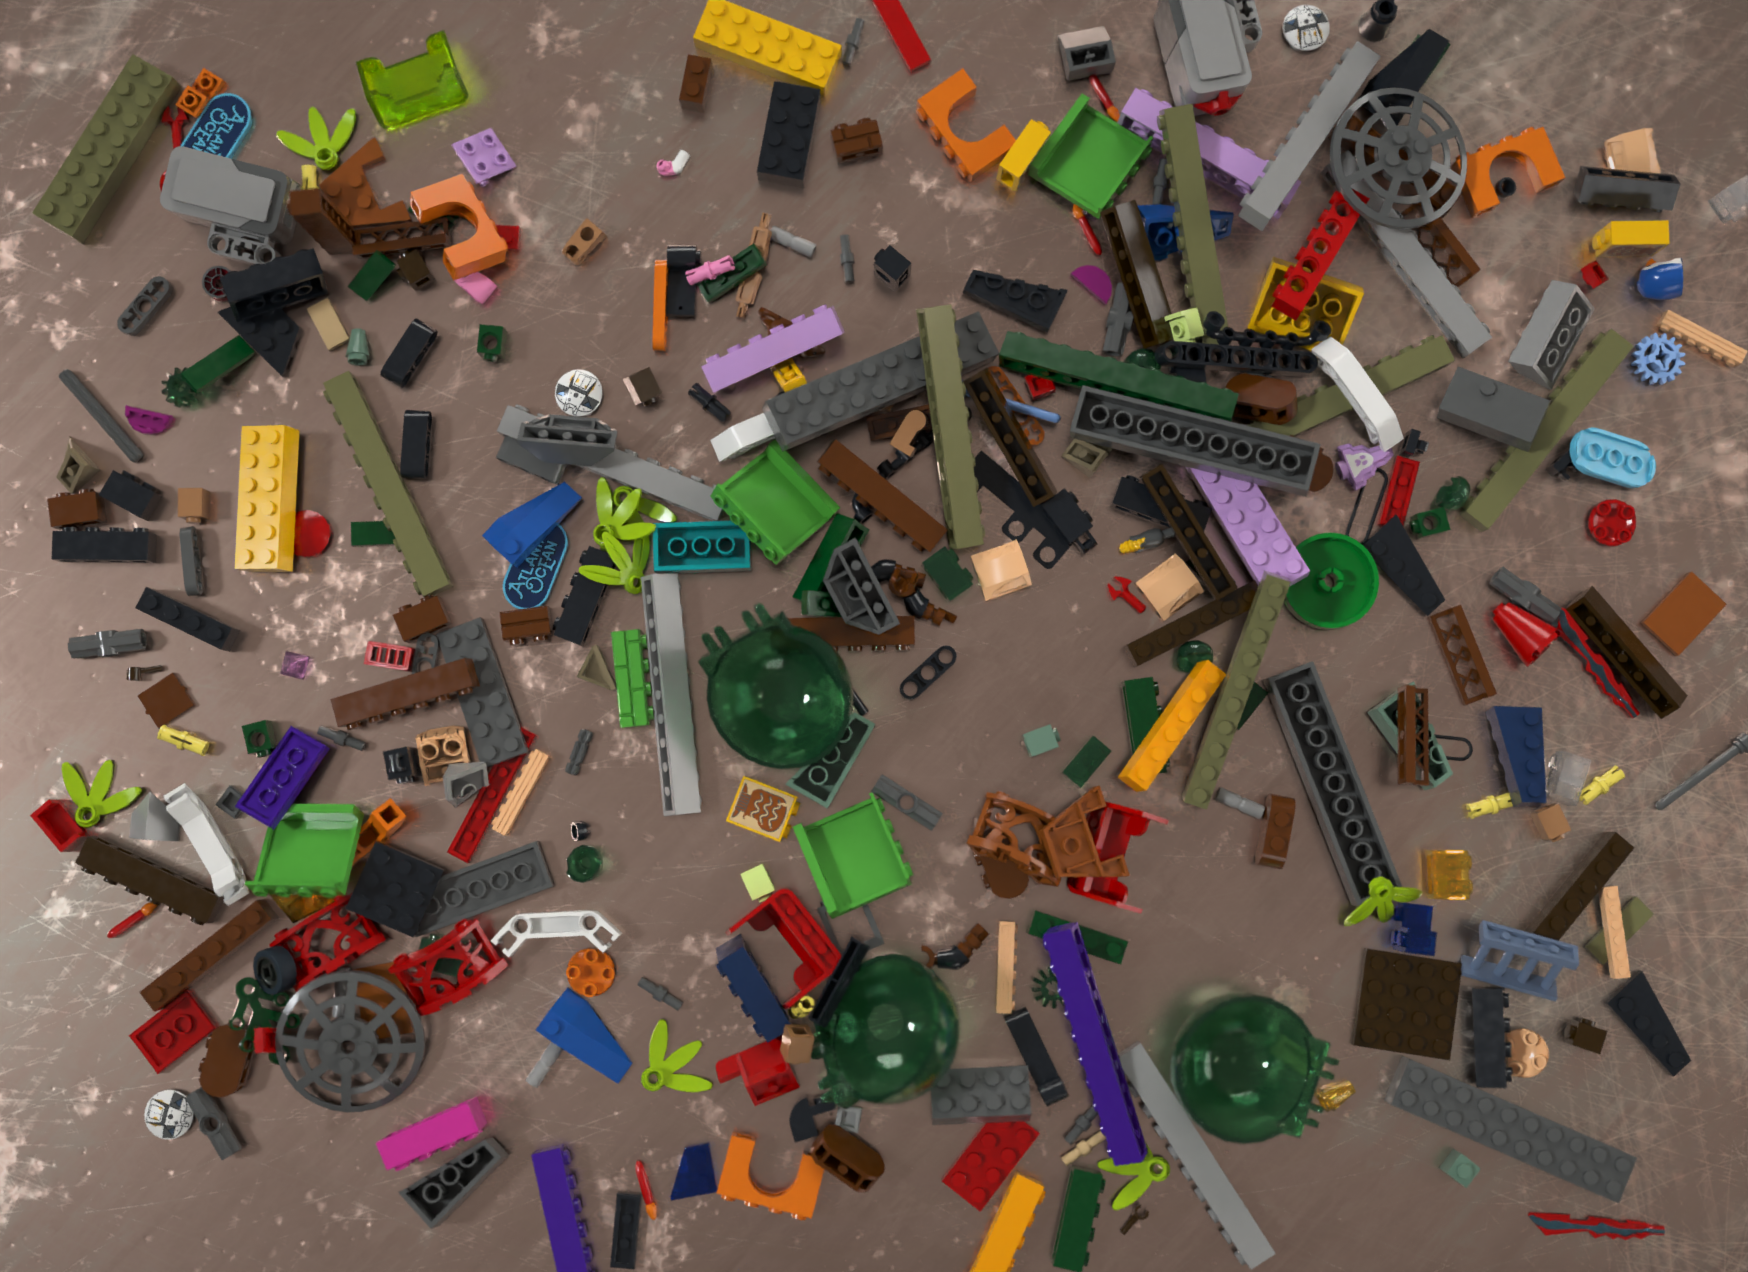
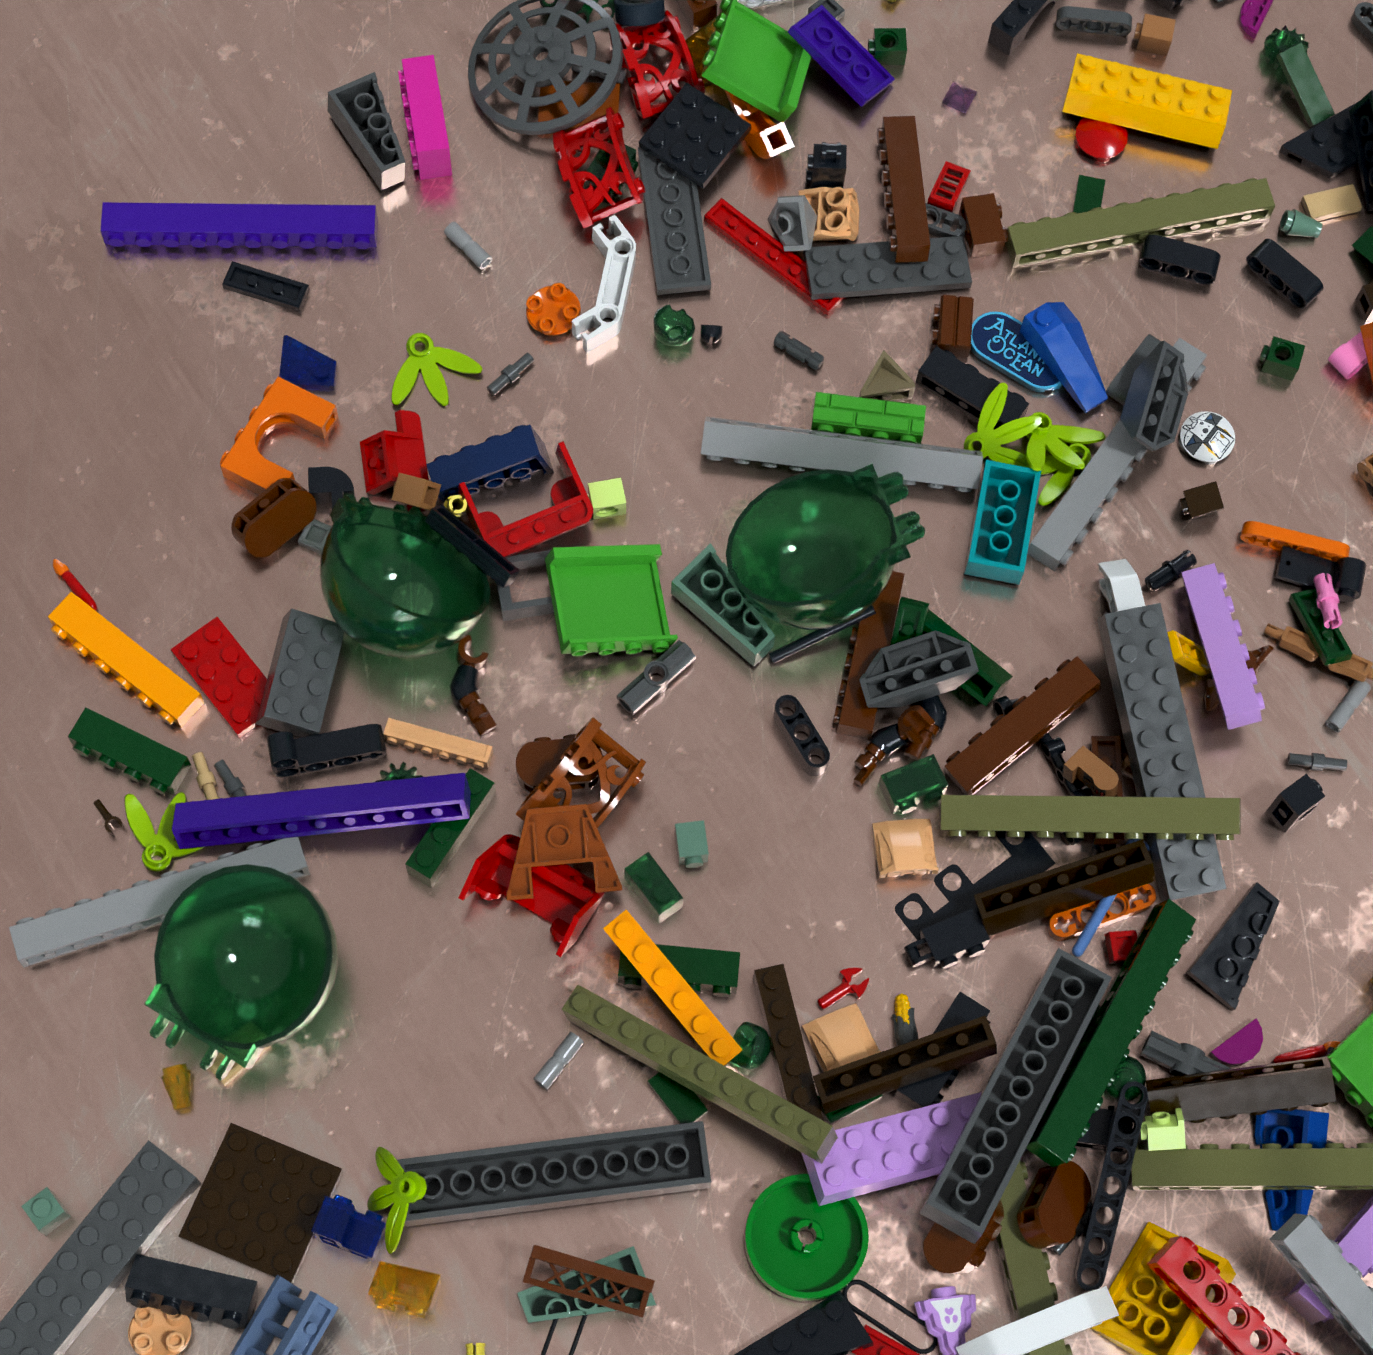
camera: 100 degrees right, 15 degrees down
(341, 738) = (870, 123): dark grey bar -> none
(521, 792) = (768, 283): light nougat piece -> none
(581, 1033) = (492, 283): blue wedge -> none
(646, 1190) = (302, 314): red piece -> none
(763, 809) = (687, 521): brick -> none
(775, 502) = (1035, 606): bright green panel -> none
(1086, 456) = (1021, 981): dark tan slope -> none
(1214, 321) = (1161, 1152): black bar -> none
(1275, 831) = (514, 1088): reddish brown brick -> none

